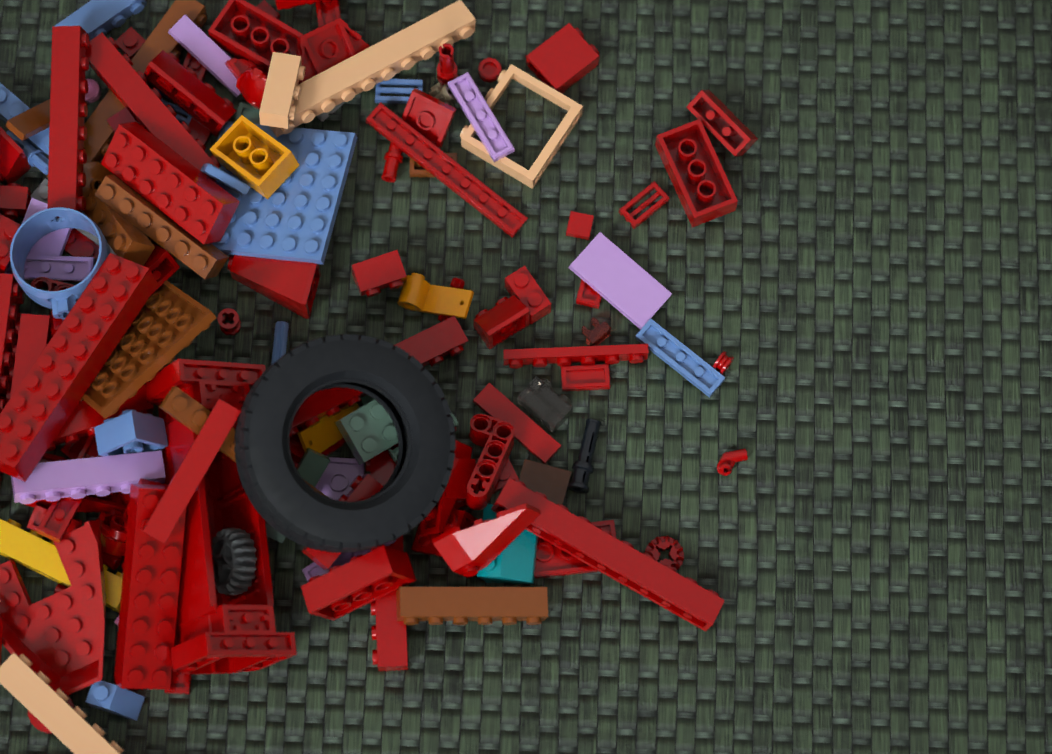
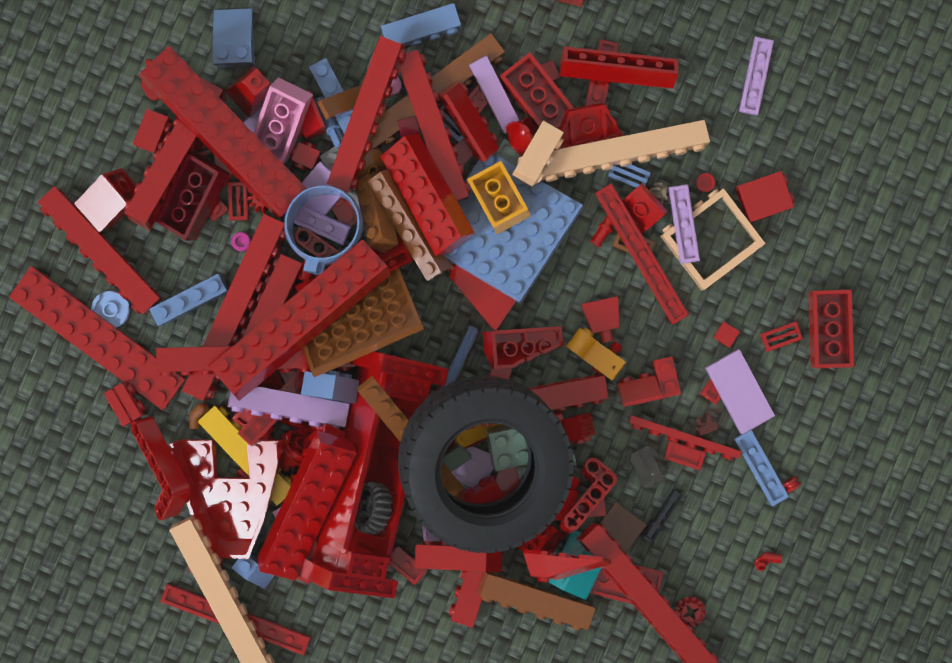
camera: 20 degrees right, 15 degrees up
(130, 42) = (437, 58): red plate -> none
(191, 471) = (364, 444): red tile -> none
(225, 178) = (476, 214): medium blue tile -> none
(231, 315) = (437, 308): red bush -> none
(238, 66) = (515, 112): red tile -> none
(303, 625) = (405, 565): none -> red plate
(342, 315) = (513, 347): none -> red wedge
(379, 274) = (560, 322): red slope -> none
(427, 254) = (602, 317): none -> red torso
(446, 68) = (676, 172): red pin -> none
(451, 384) = (579, 428): none -> red brick
(526, 430) = (625, 480): red tile -> none
(722, 122) = (867, 296): red brick -> none

